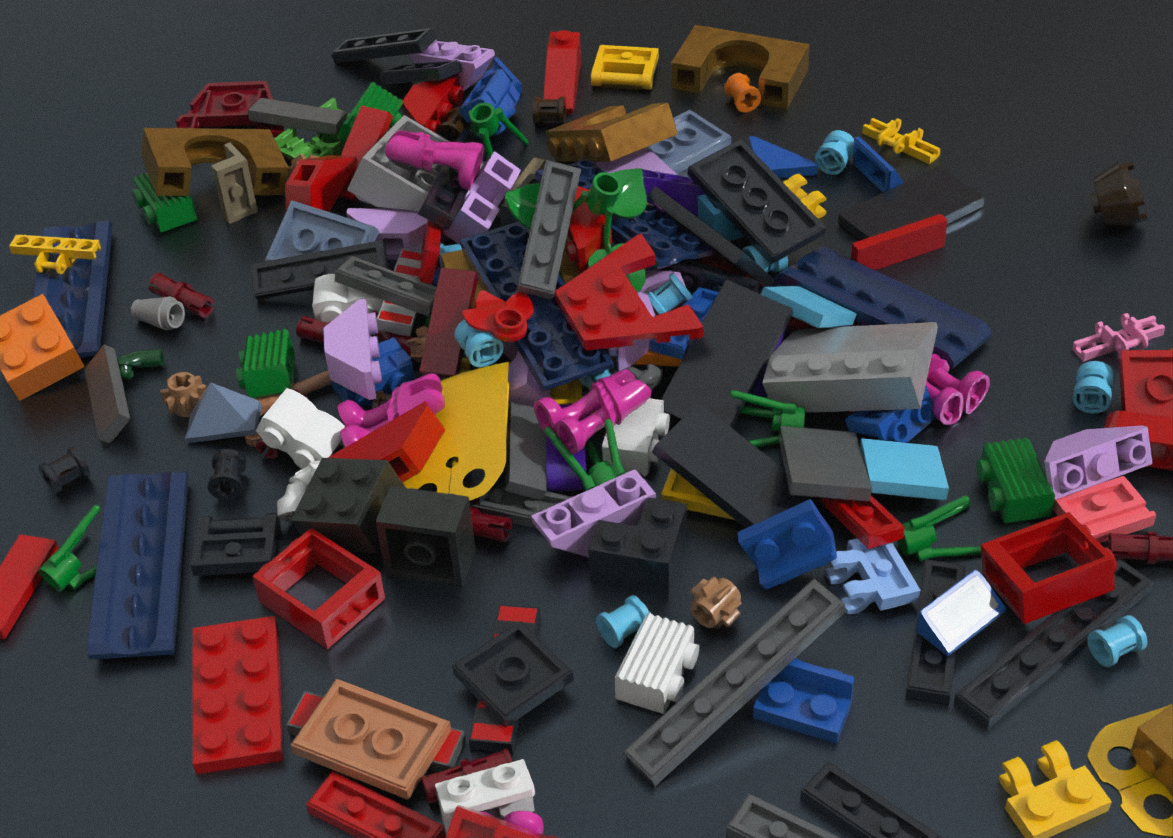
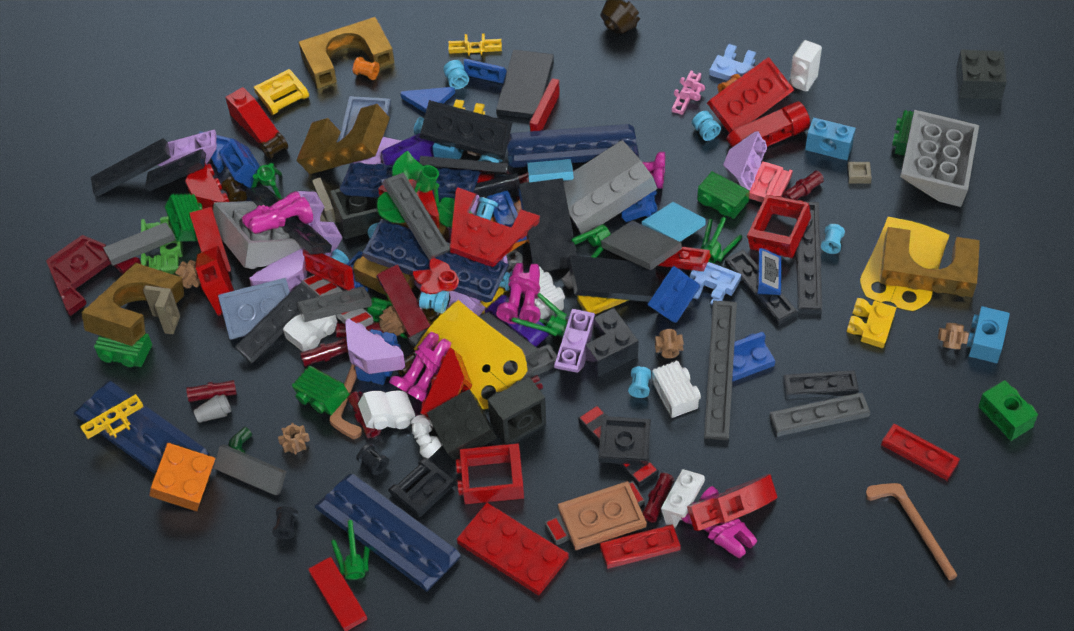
camera: 45 degrees left, 10 degrees up
(222, 415) = (330, 434): sand blue slope -> none

